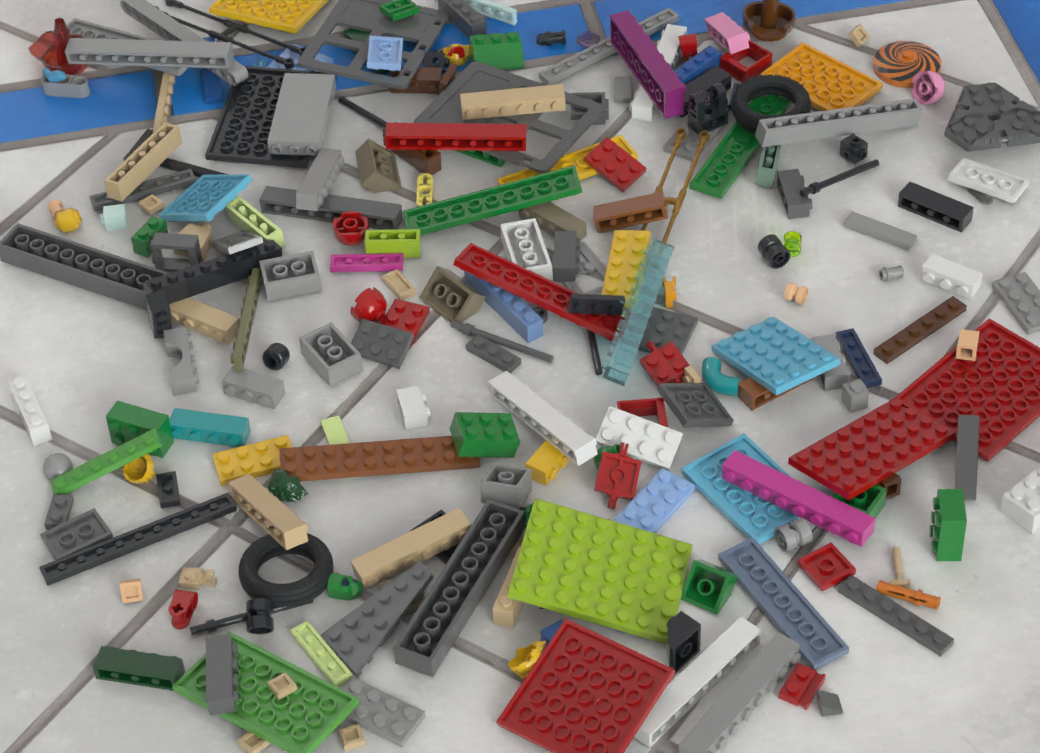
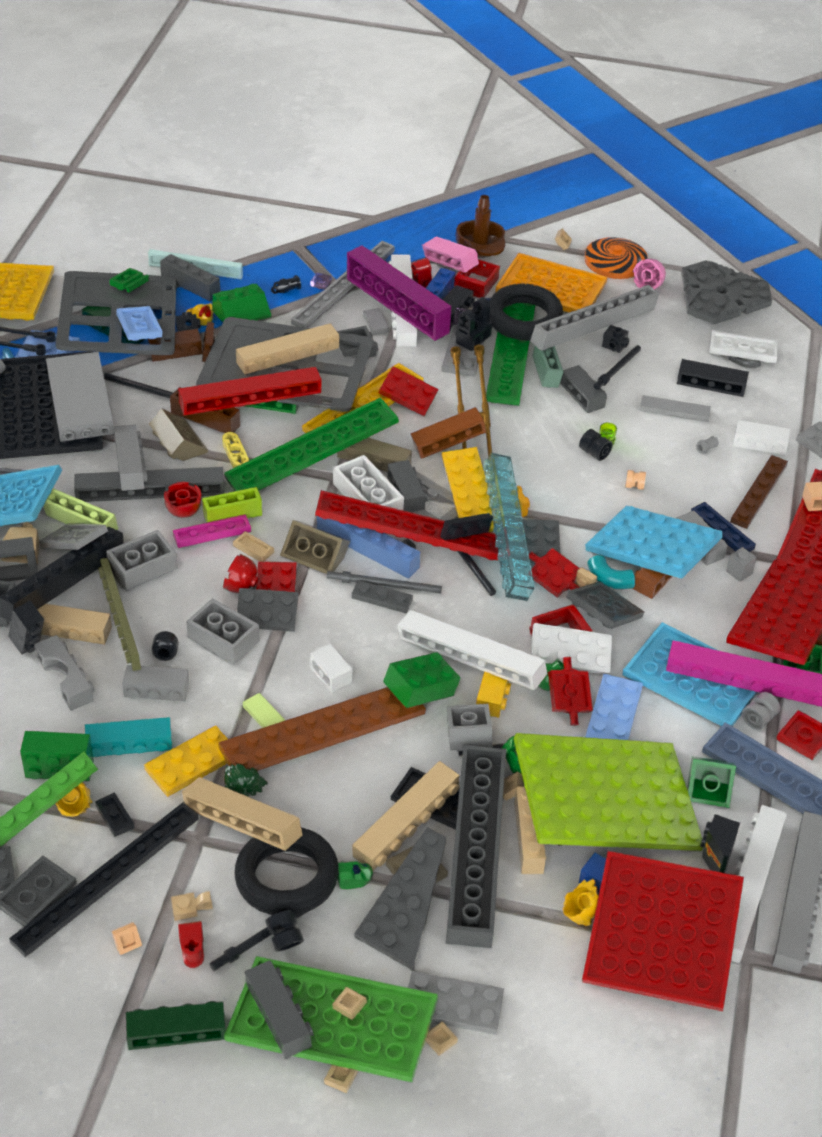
camera: 25 degrees left, 0 degrees up
(321, 654) = (363, 954): yellowish green tile -> none

